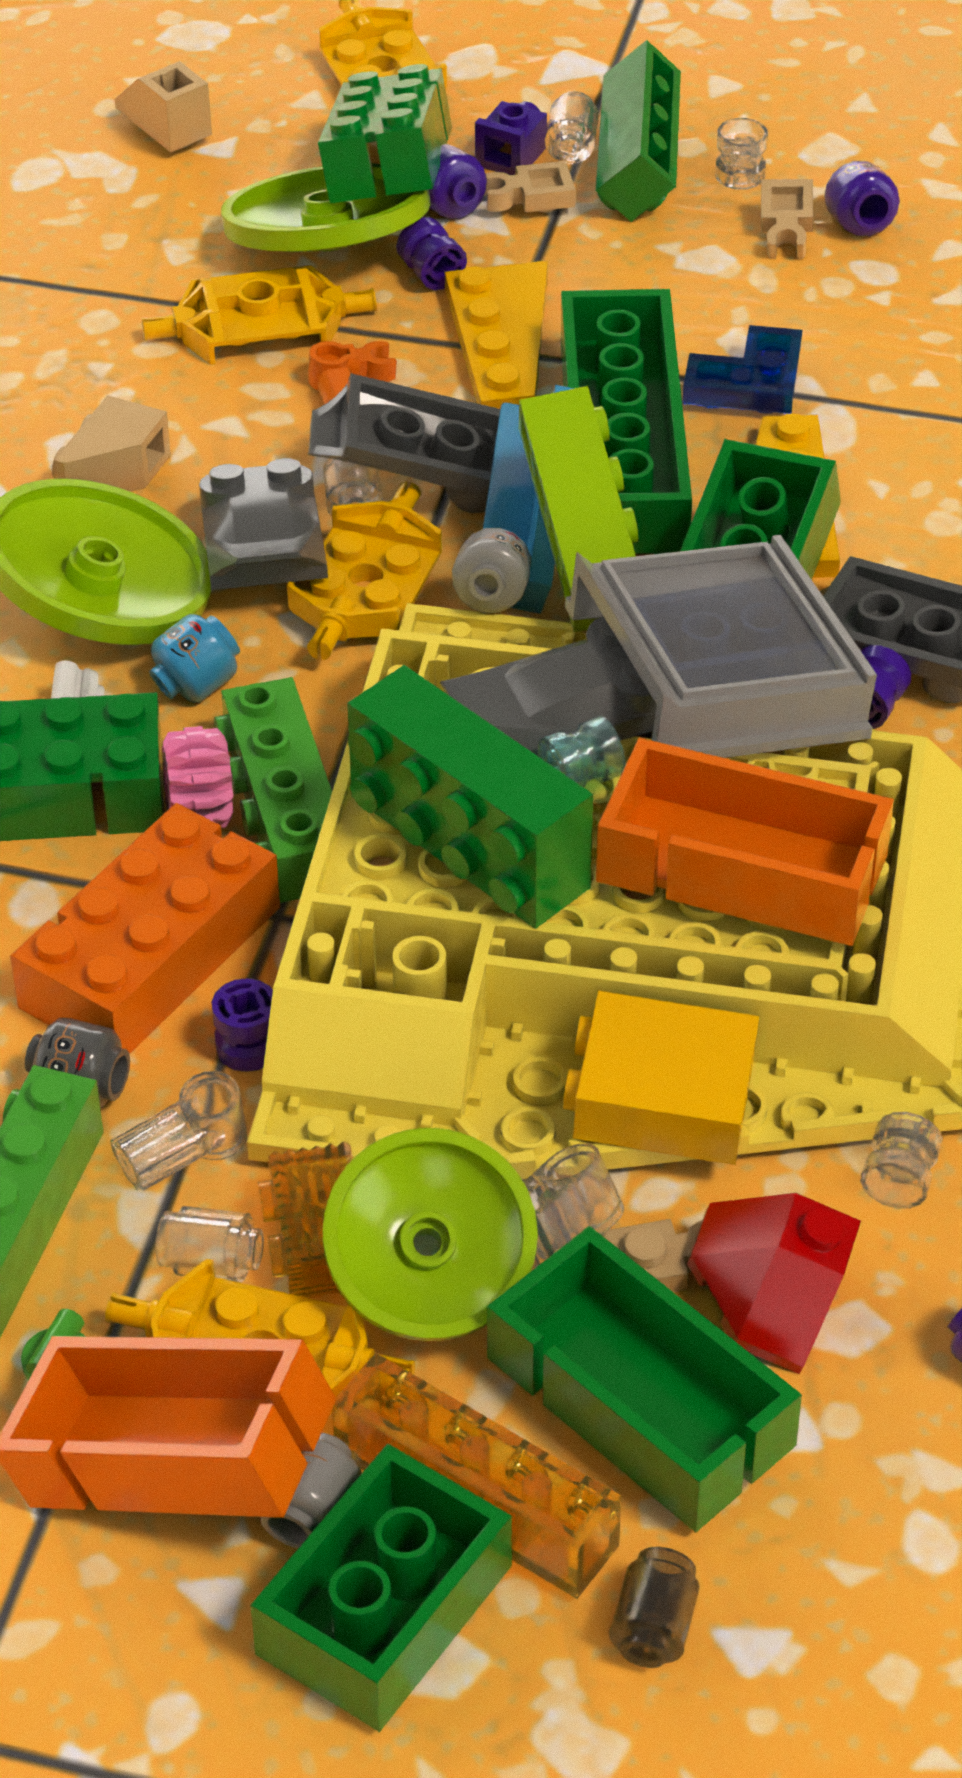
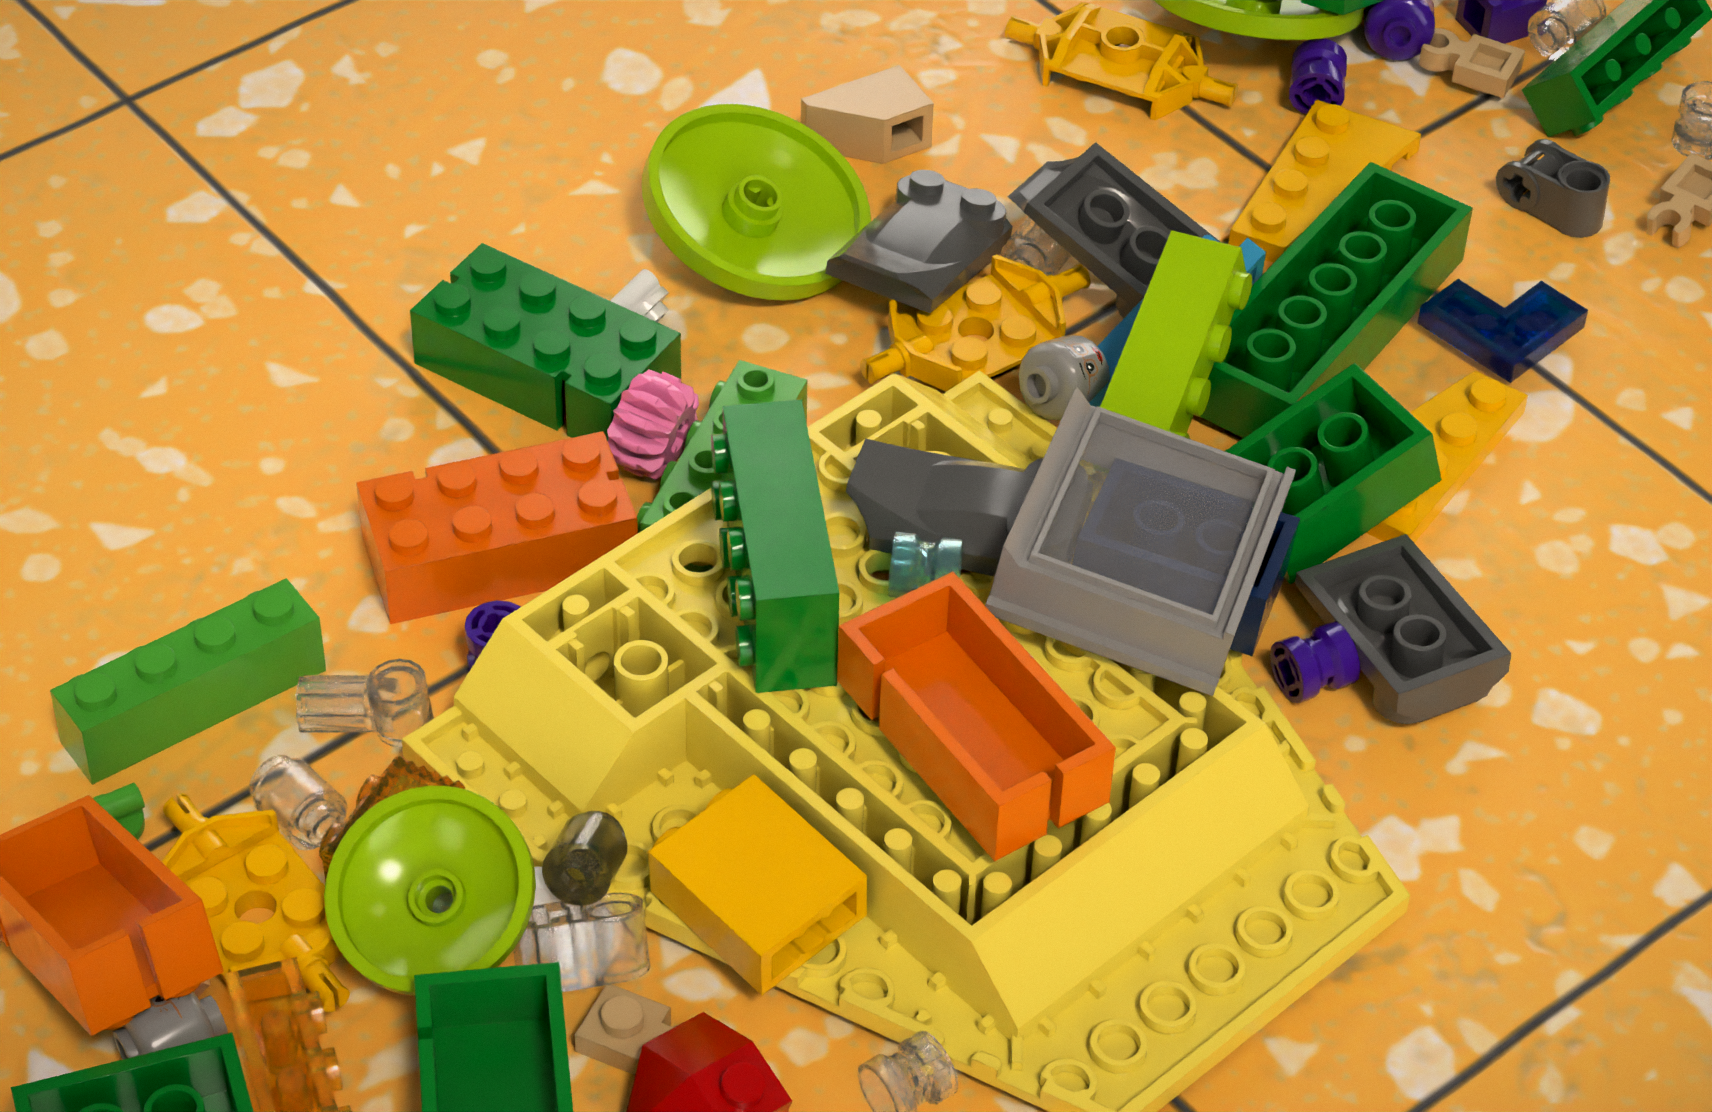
camera: 35 degrees right, 0 degrees up
(82, 1051) = (344, 598): dark grey head -> none
(194, 658) = (760, 324): dark azure head -> none
(333, 362) = (1140, 137): orange bar -> none
(521, 1134) = (585, 858): none -> clear smoke brick
(692, 251) = (1561, 188): none -> dark grey piece

